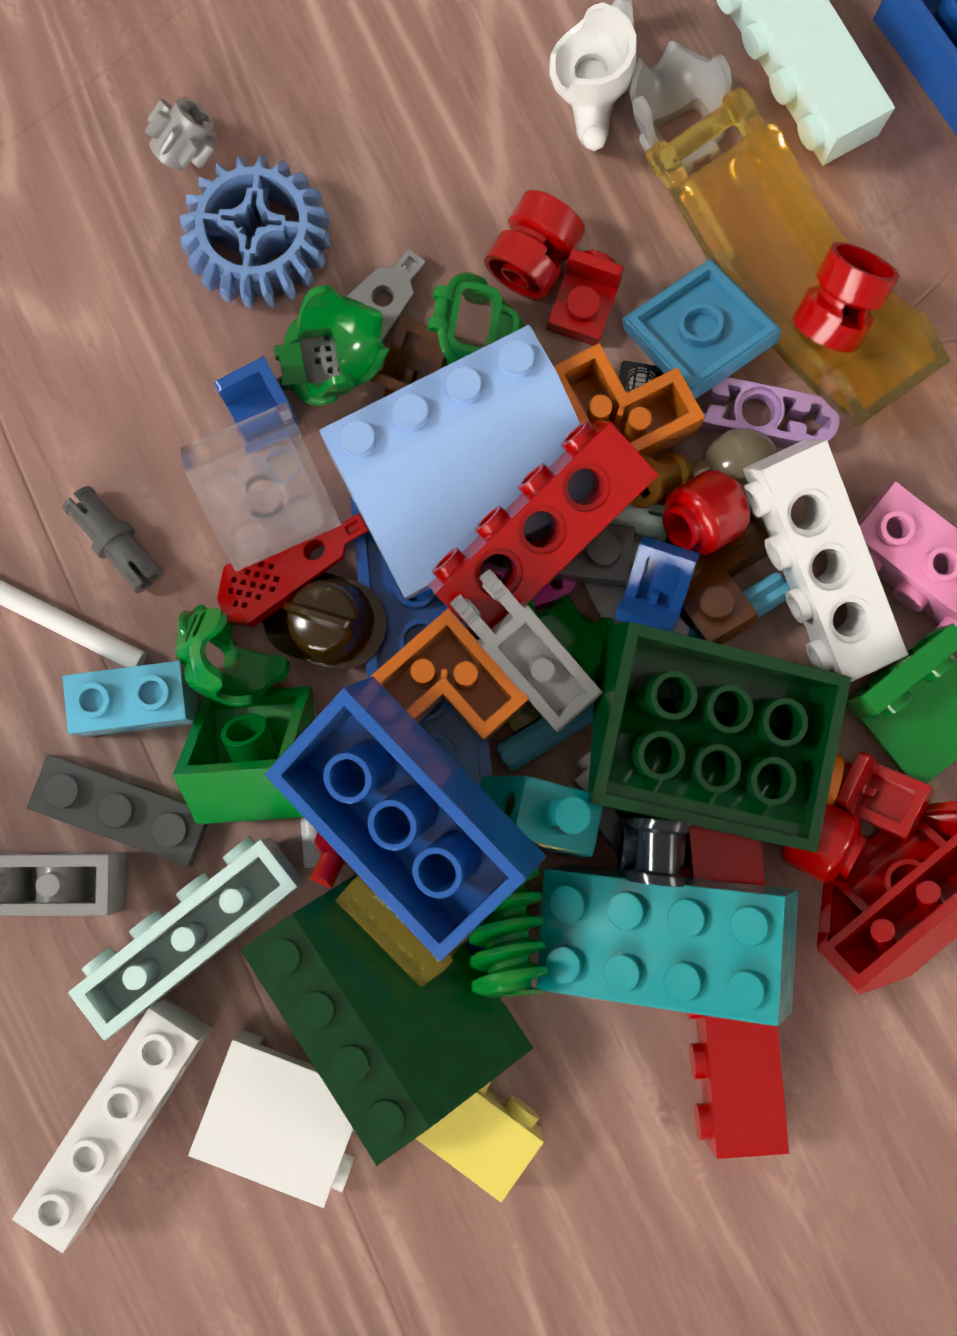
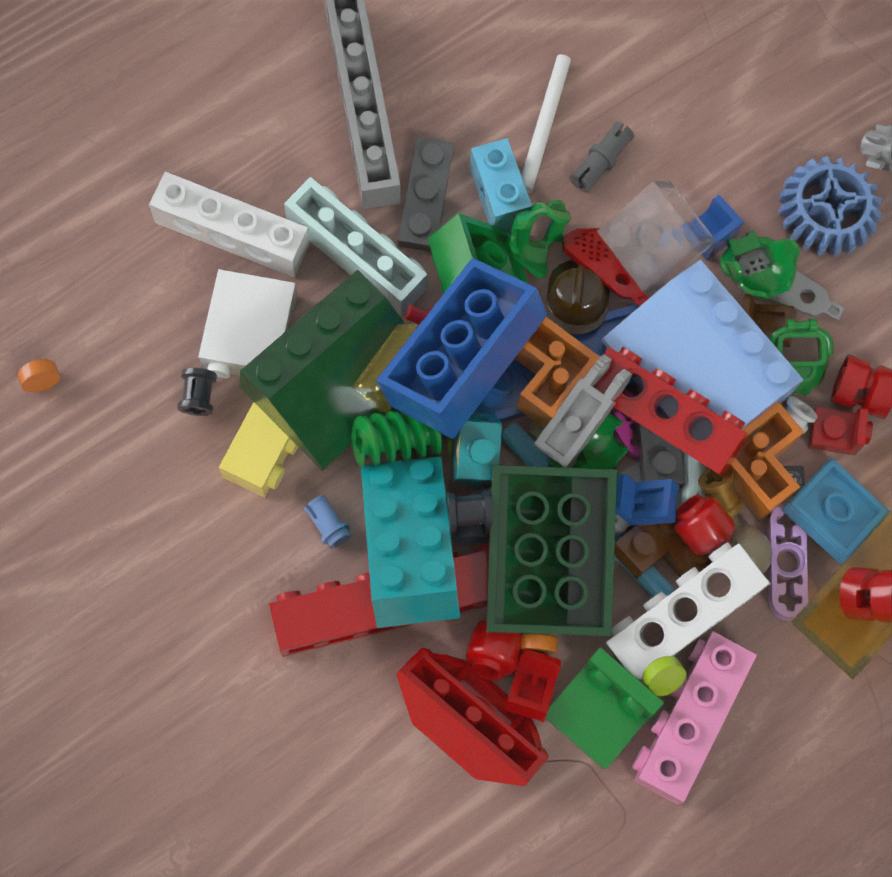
camera: 75 degrees right, 10 degrees down
(370, 1209) = (197, 391): none -> black bush
(559, 342) = (800, 412): none -> white bush
(598, 1045) = (327, 522): none -> medium blue pin
(909, 614) = (664, 675): none -> lime tile

